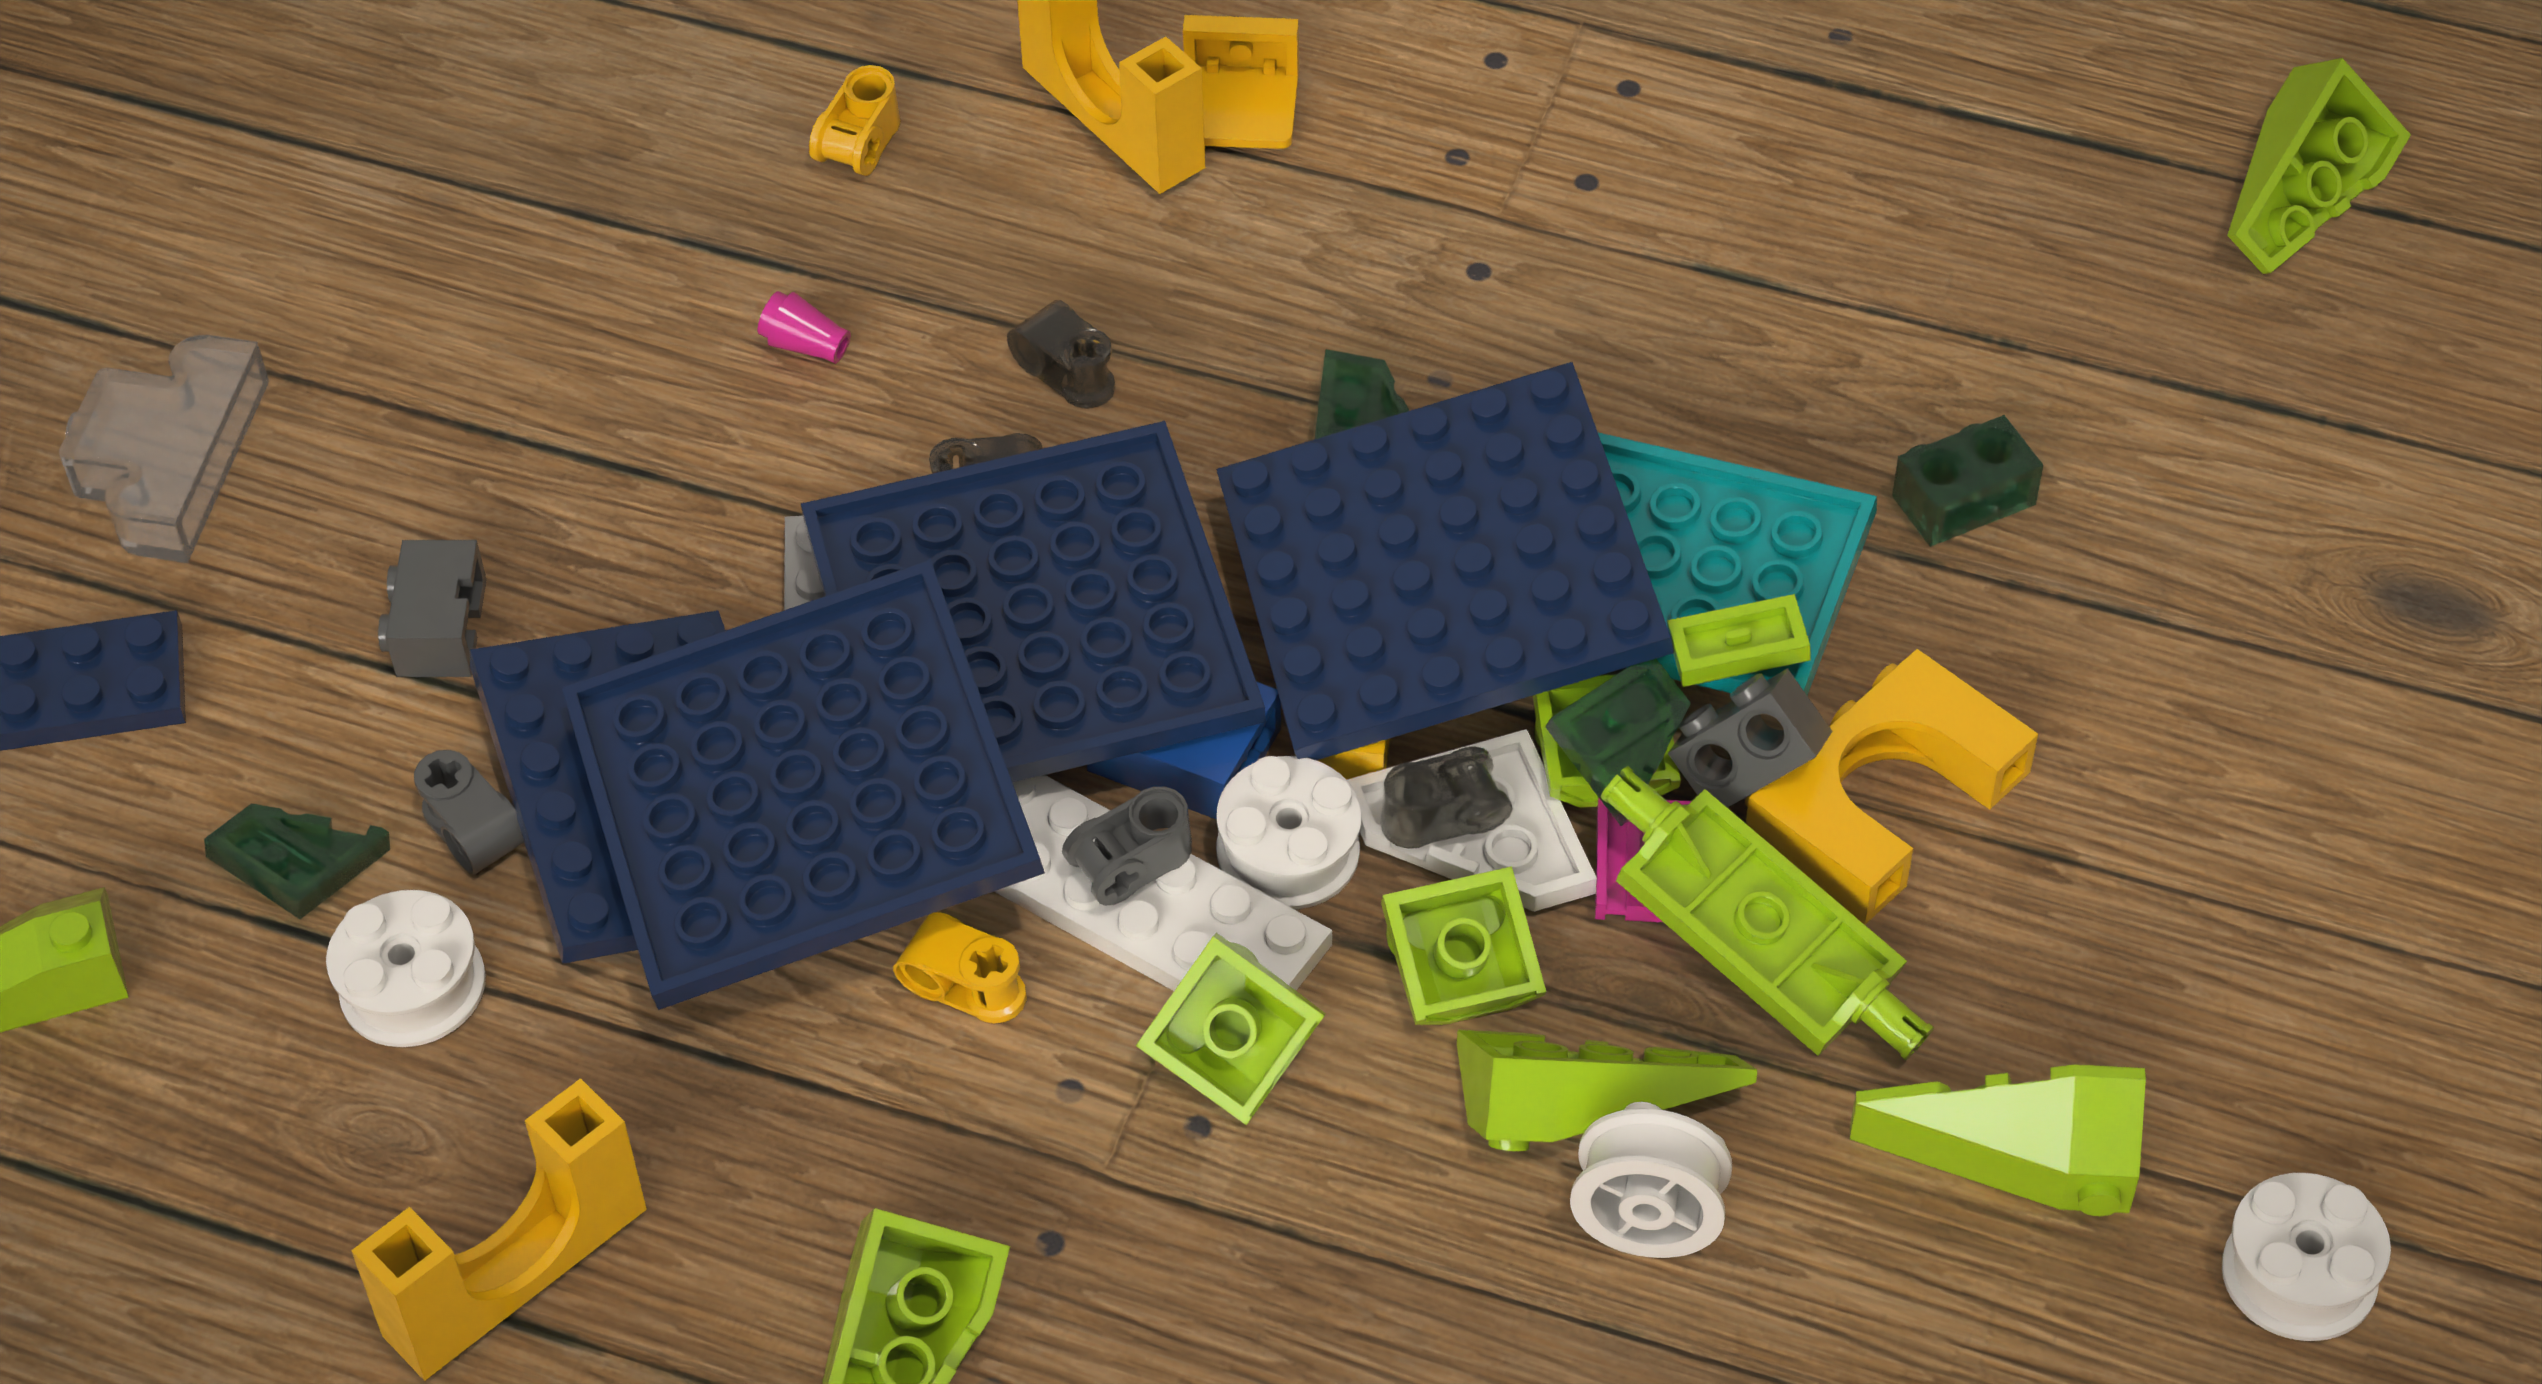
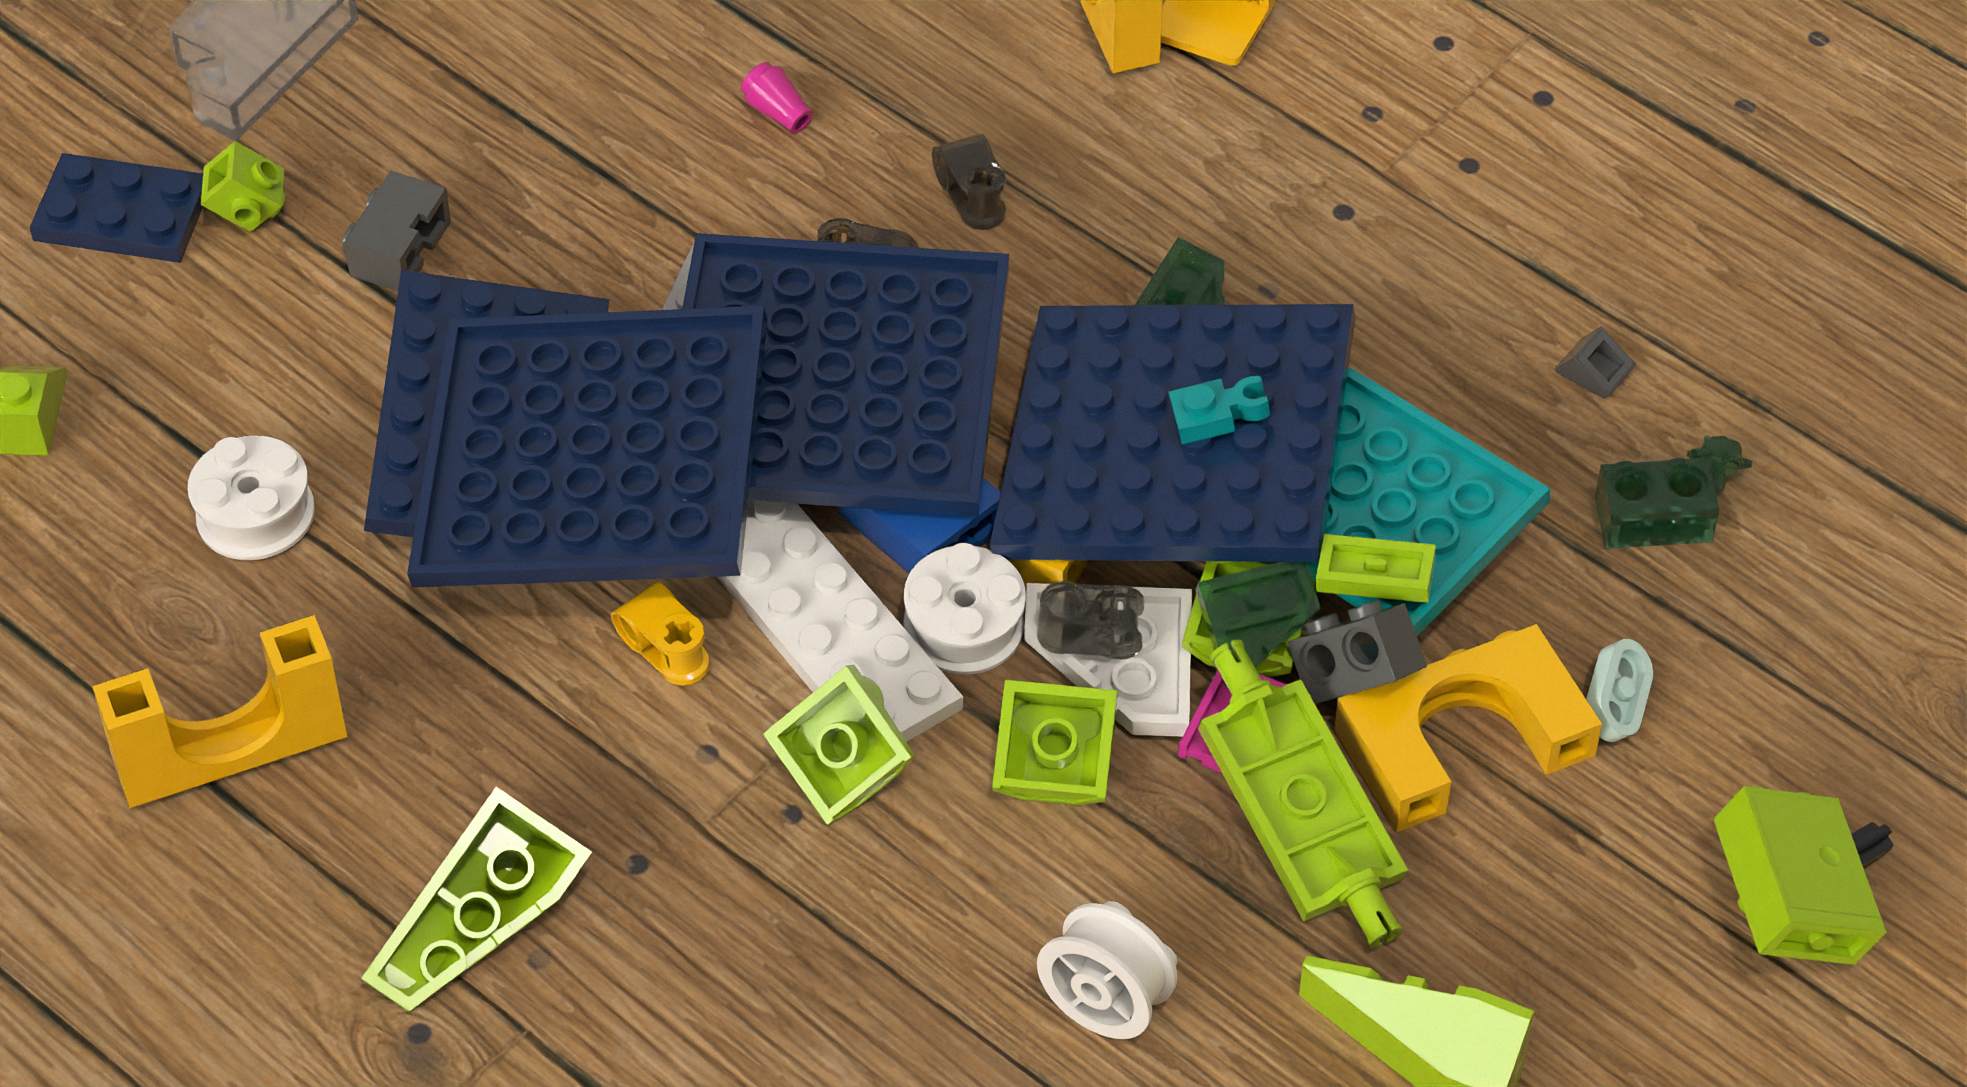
camera: 20 degrees right, 0 degrees up
(230, 611) = (243, 186): none -> lime brick
(293, 857) = (210, 388): clear green wing -> none
(466, 810) = (348, 391): dark grey piece -> none
(1127, 845) = (834, 578): dark grey piece -> none
(1481, 524) = (1210, 409): none -> teal plate
(1542, 1092) = (1059, 867): lime wedge -> none
(1824, 352) = (1596, 363): none -> dark grey slope
(2010, 402) = (1723, 456): none -> clear green plant
(2029, 688) = (1620, 688): none -> light aqua plate
(2322, 828) = (1802, 874): none -> lime piece

